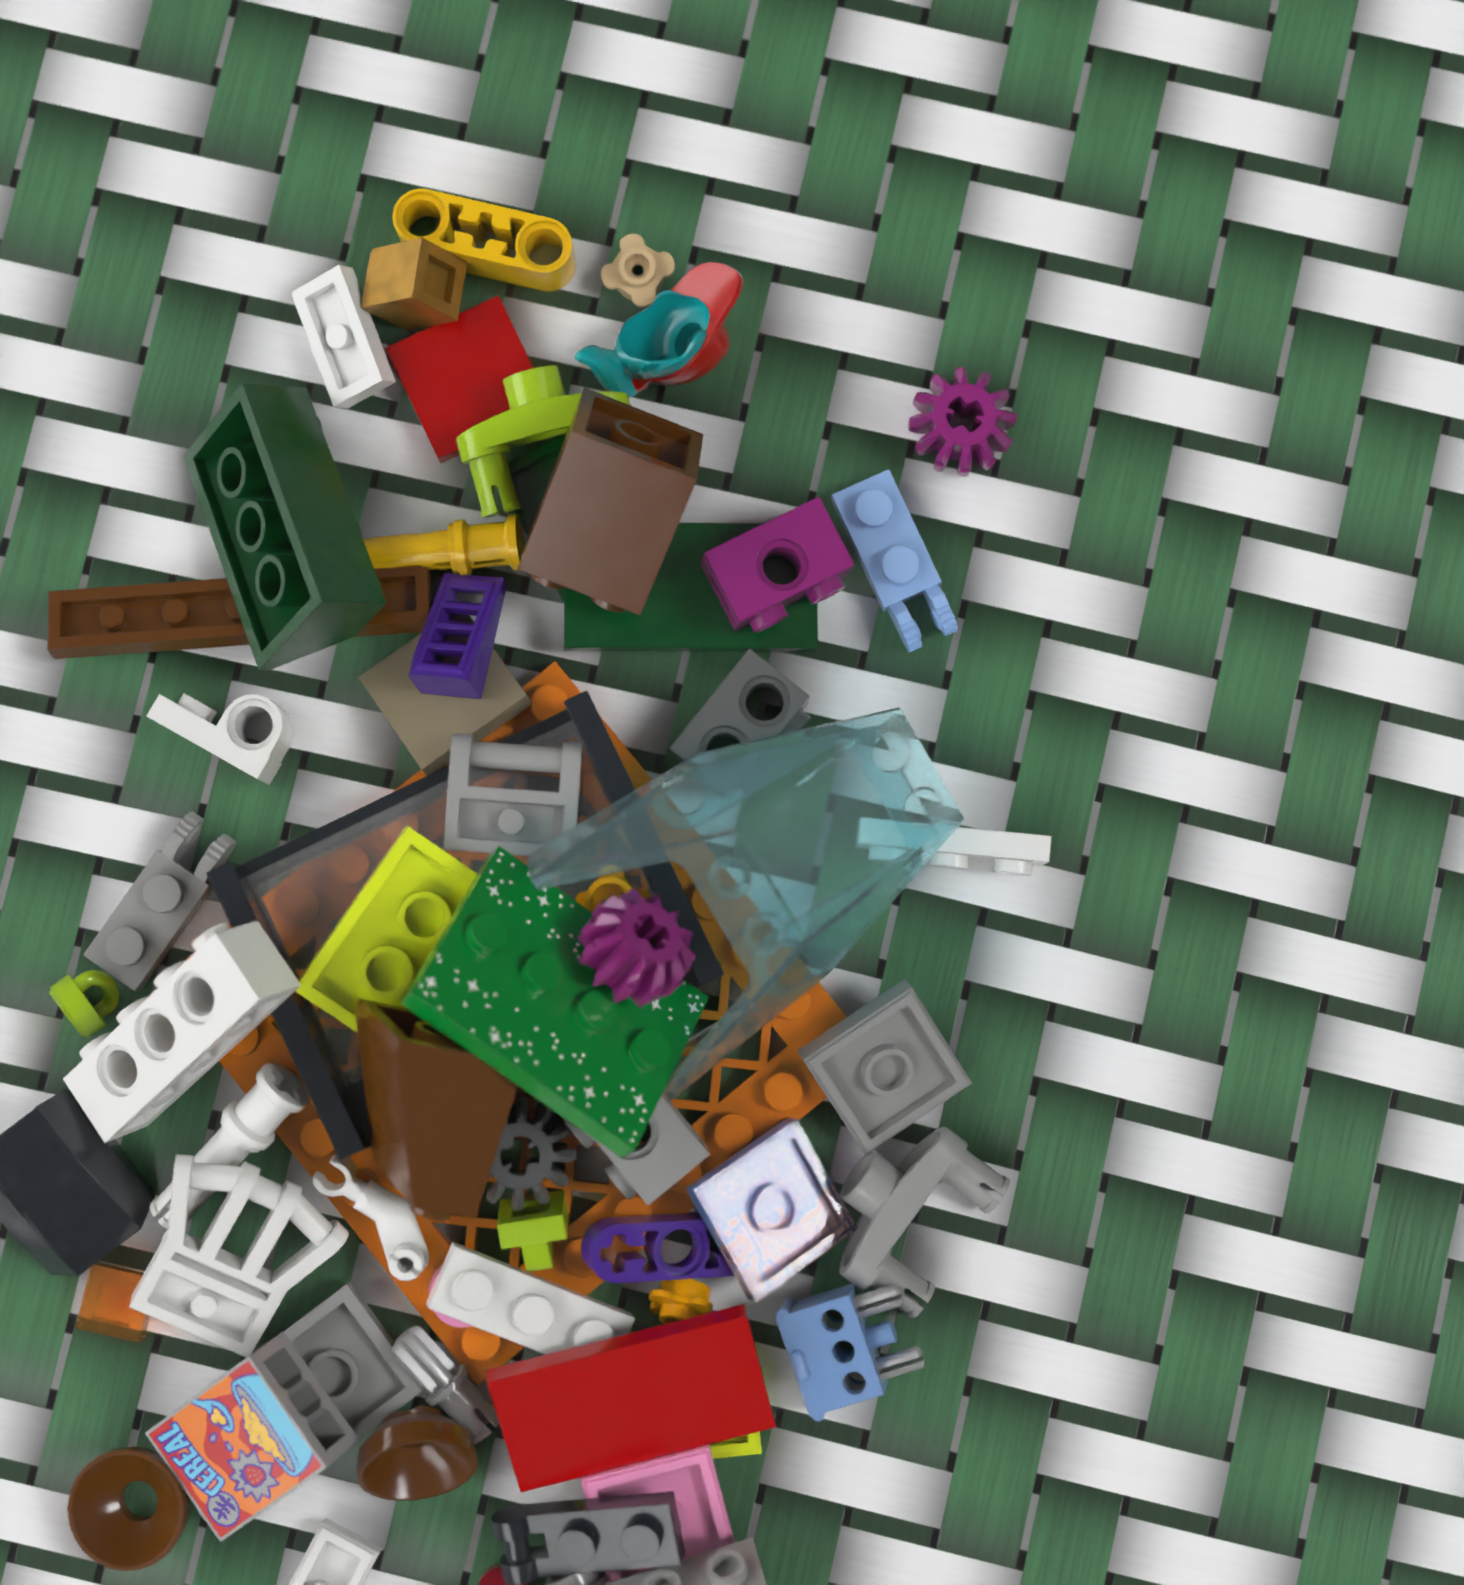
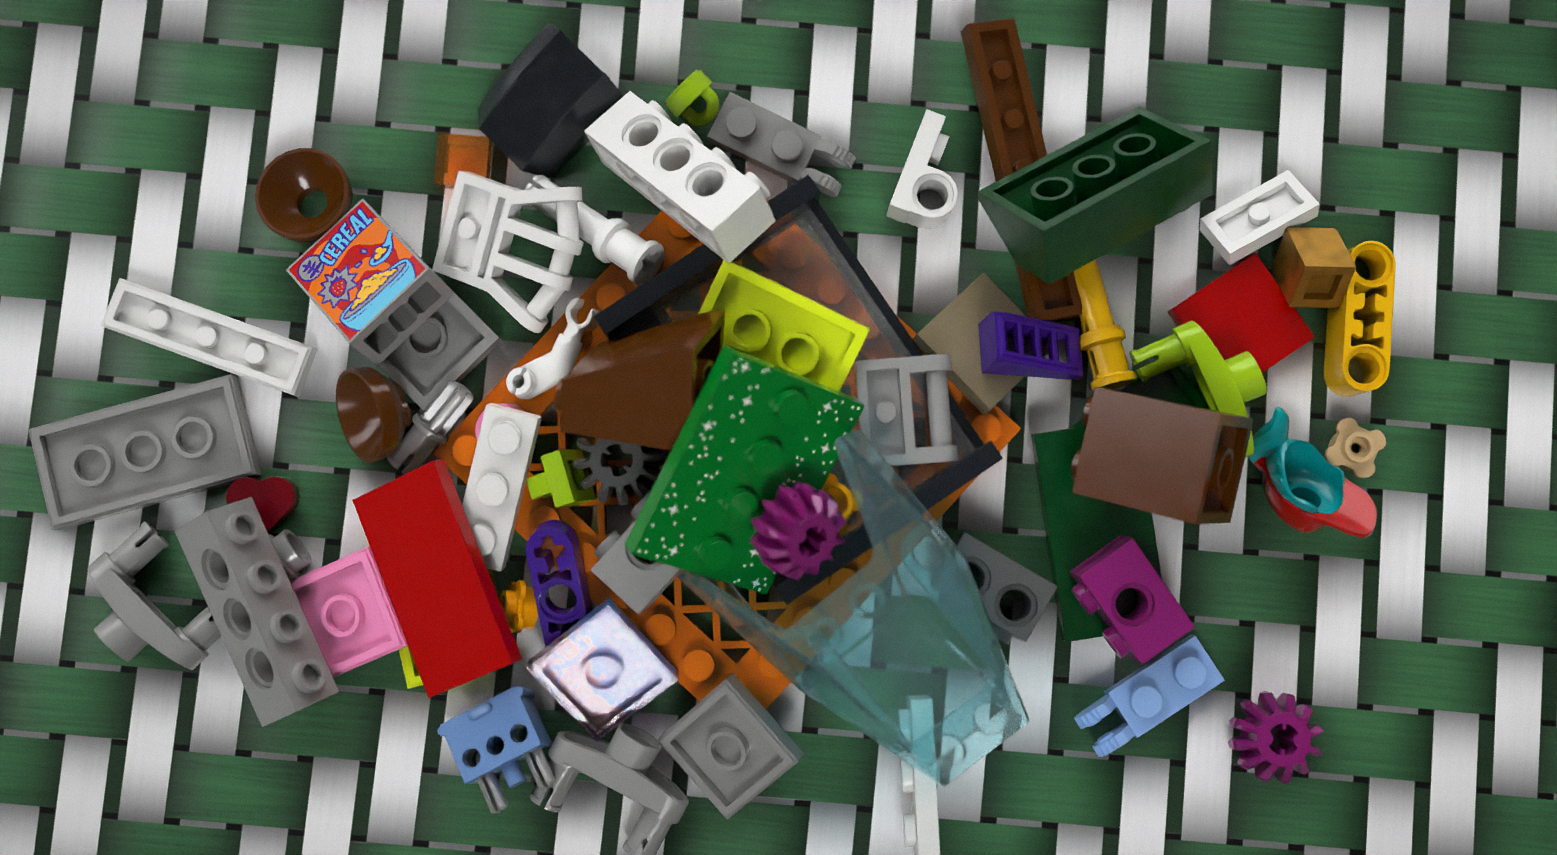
camera: 75 degrees right, 0 degrees up
(589, 1536) = (324, 560): plate -> none

